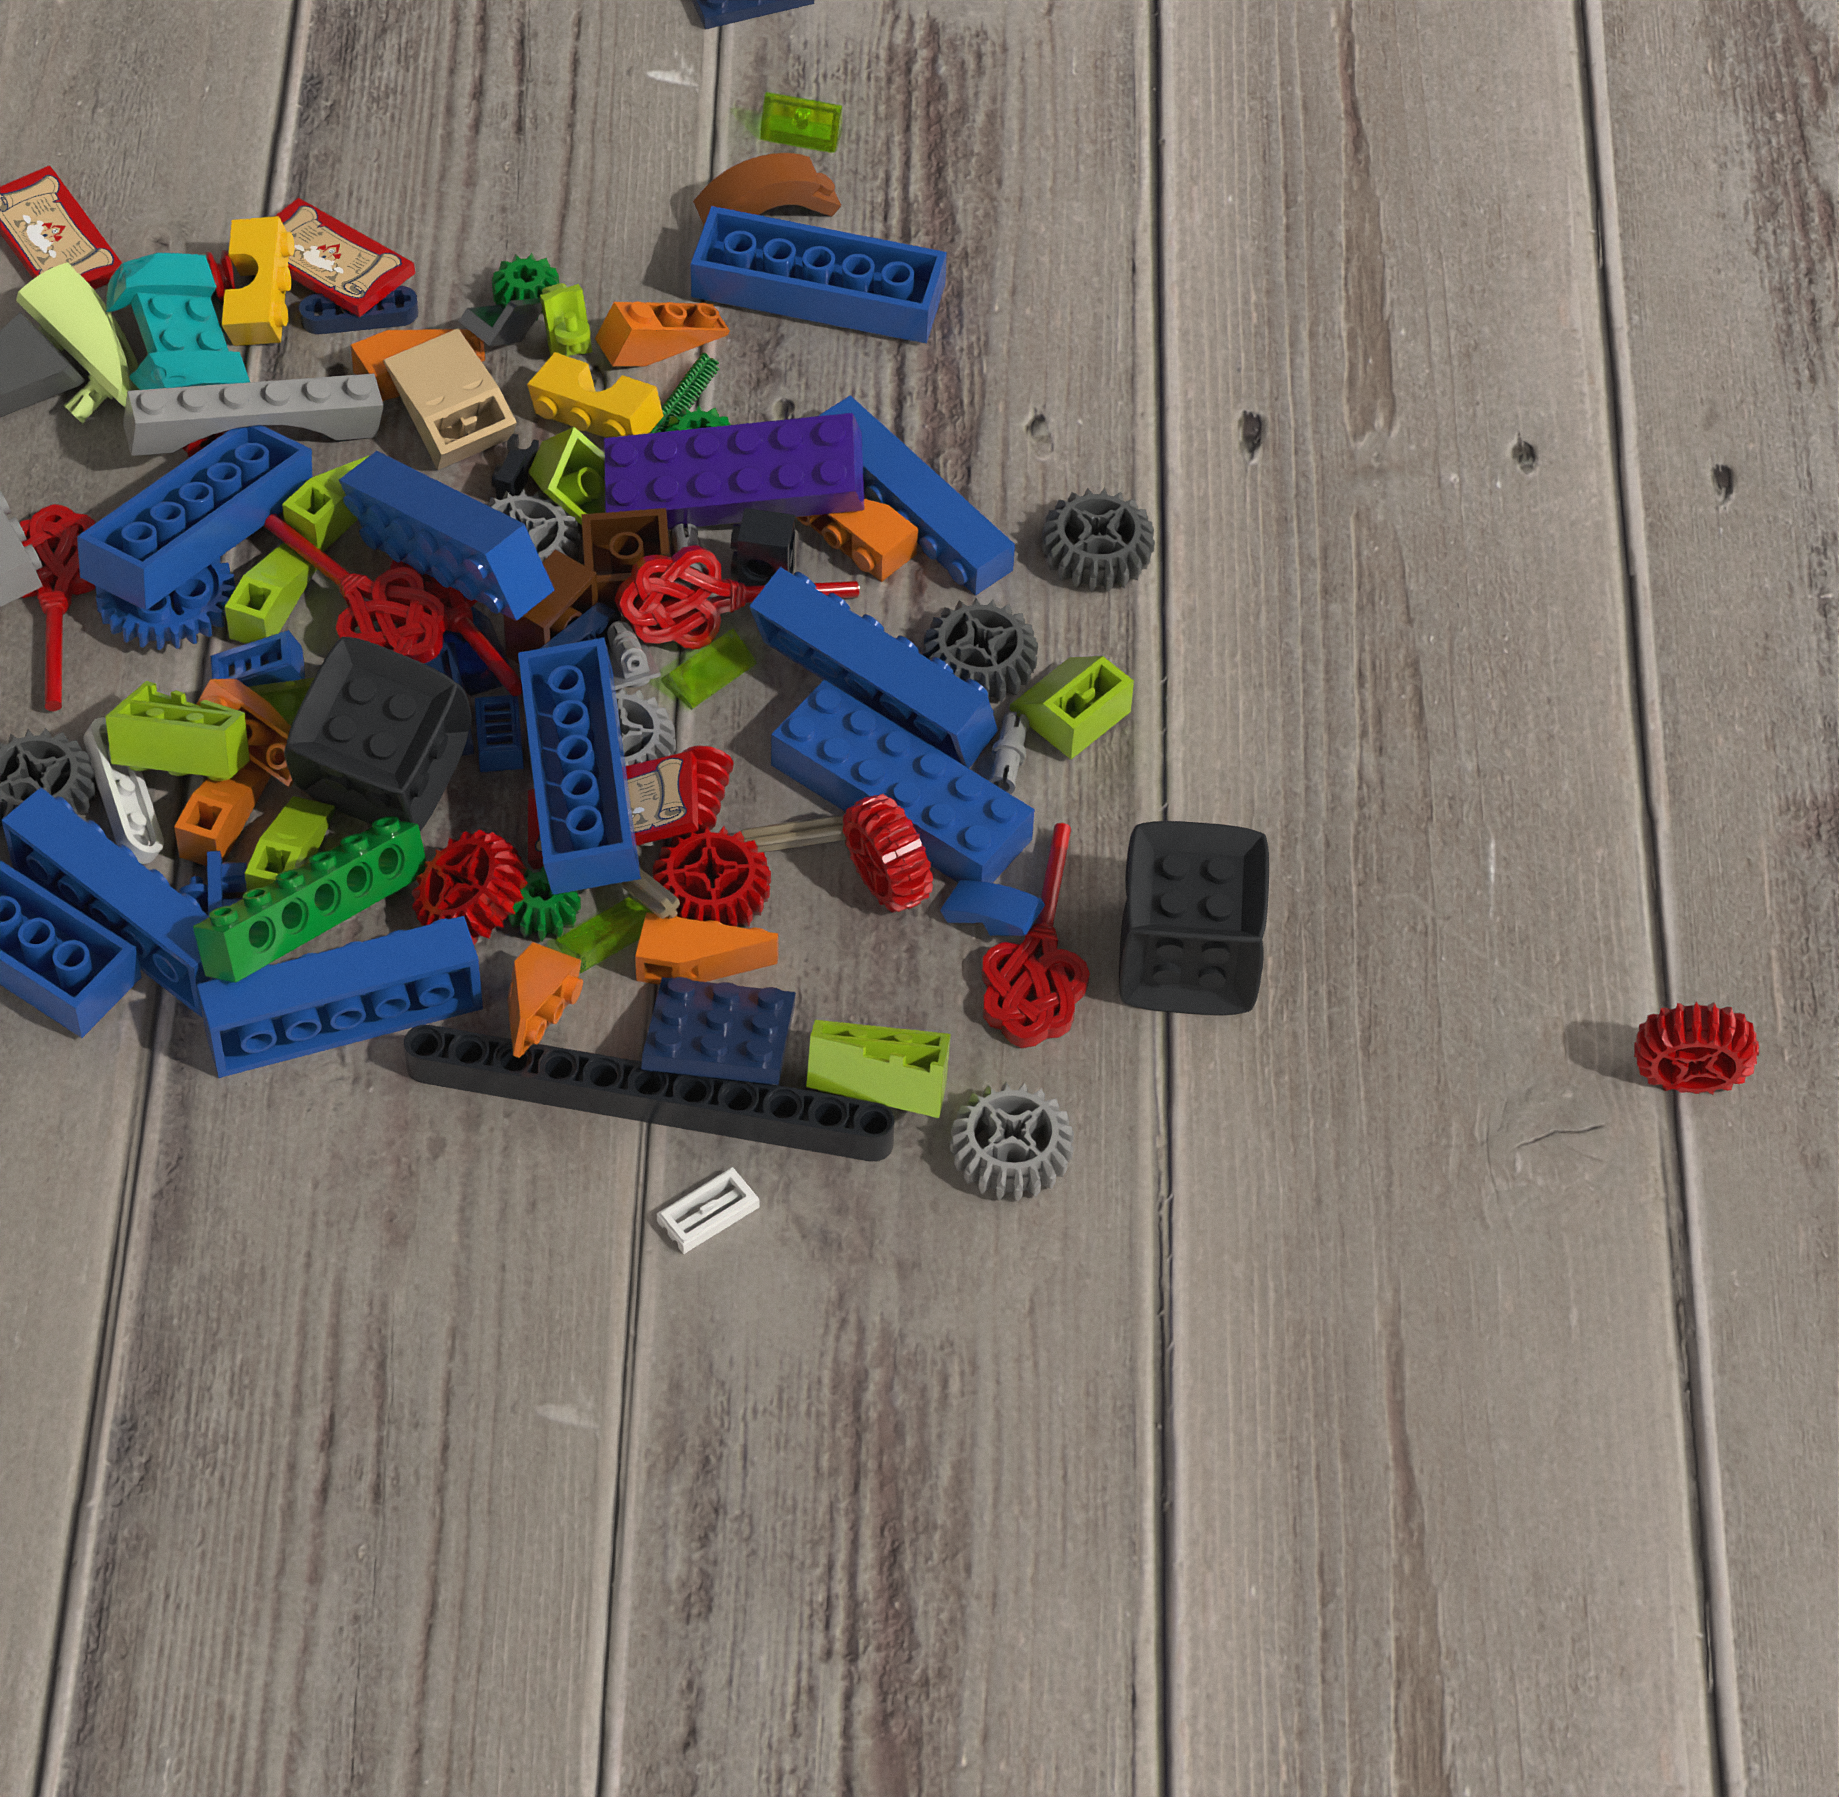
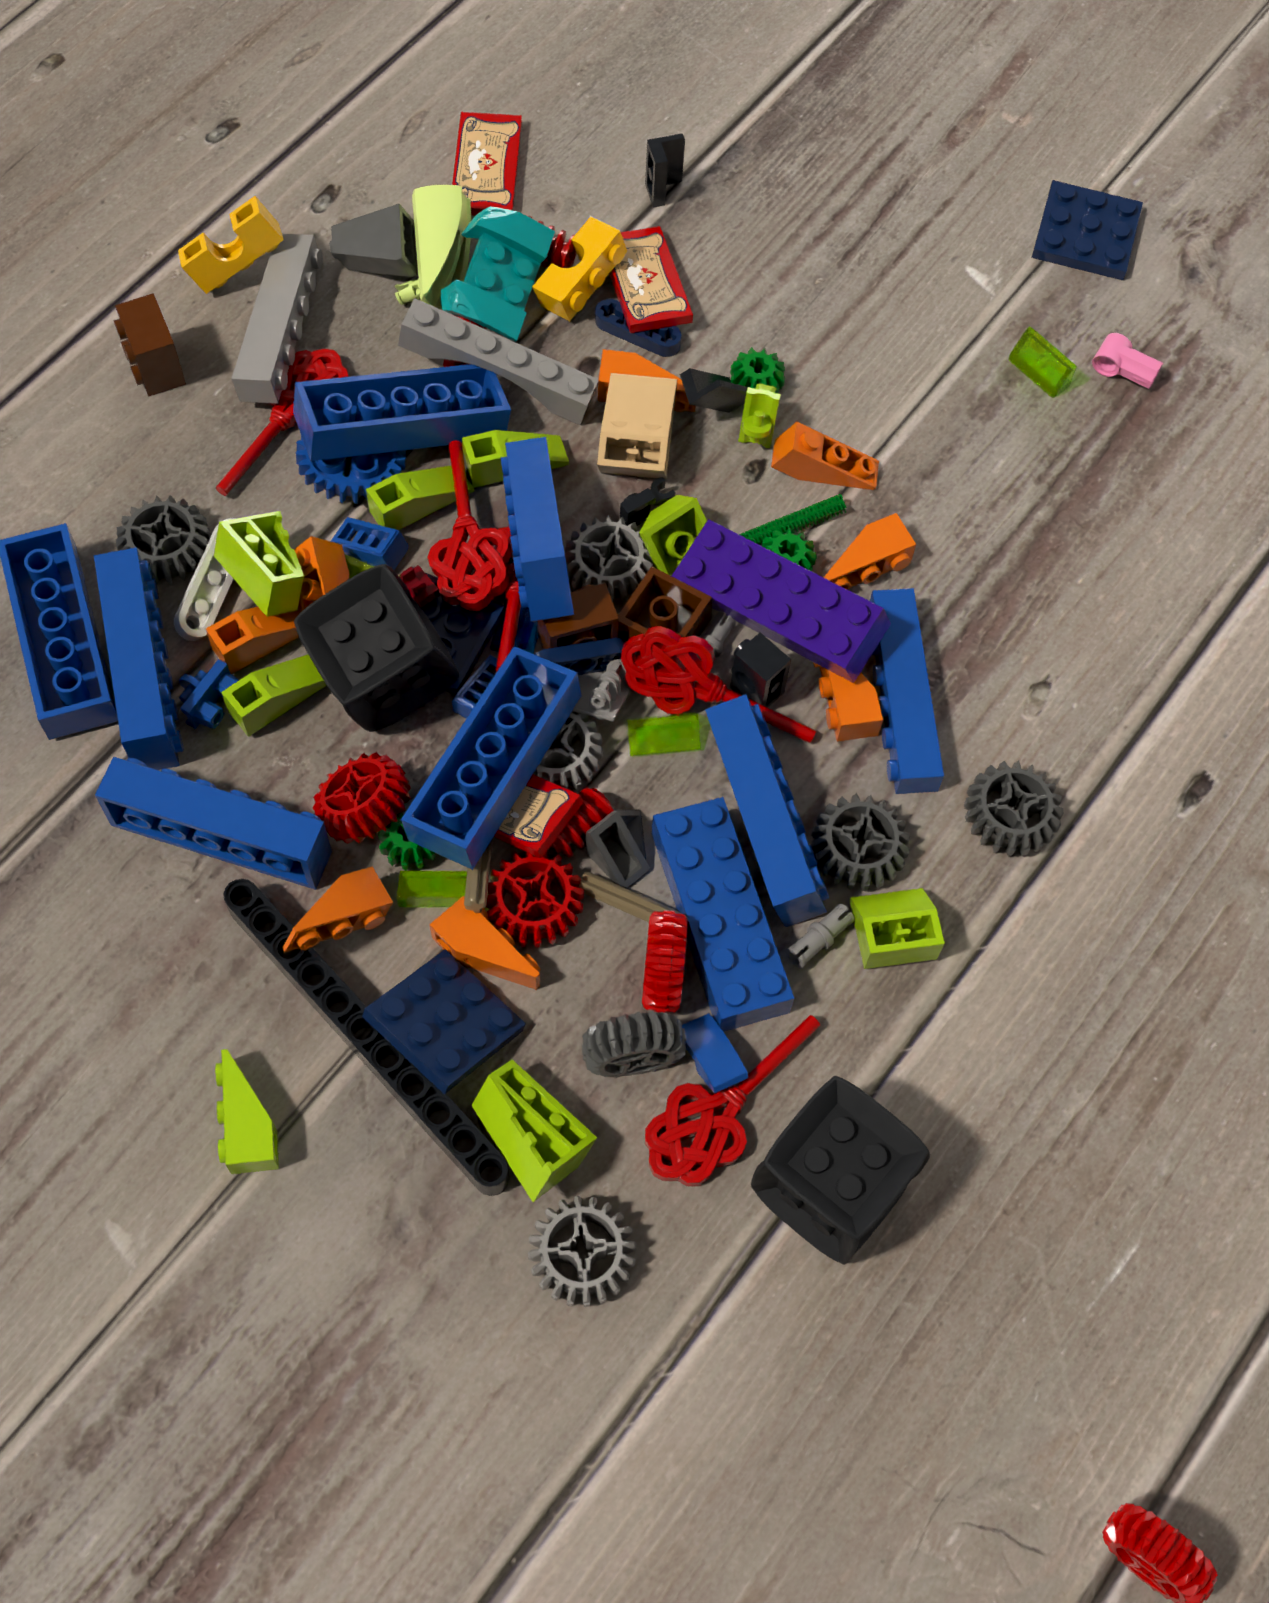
camera: 35 degrees right, 10 degrees up
(258, 136) = (663, 166): none -> black panel
(310, 899) = (226, 751): green brick -> none
(567, 394) = (742, 505): yellow arch -> none
(606, 1234) = (249, 1133): none -> lime slope
(716, 1223) = (336, 1166): white tile -> none
(753, 793) = (619, 846): none -> dark grey slope
(769, 183) = (974, 394): dark orange arch -> none
(785, 380) = (875, 551): none -> orange slope
(818, 274) = (964, 484): blue brick -> none
(870, 79) = (1119, 357): none -> bright pink piece
(918, 938) = (633, 1044): none -> dark grey gear

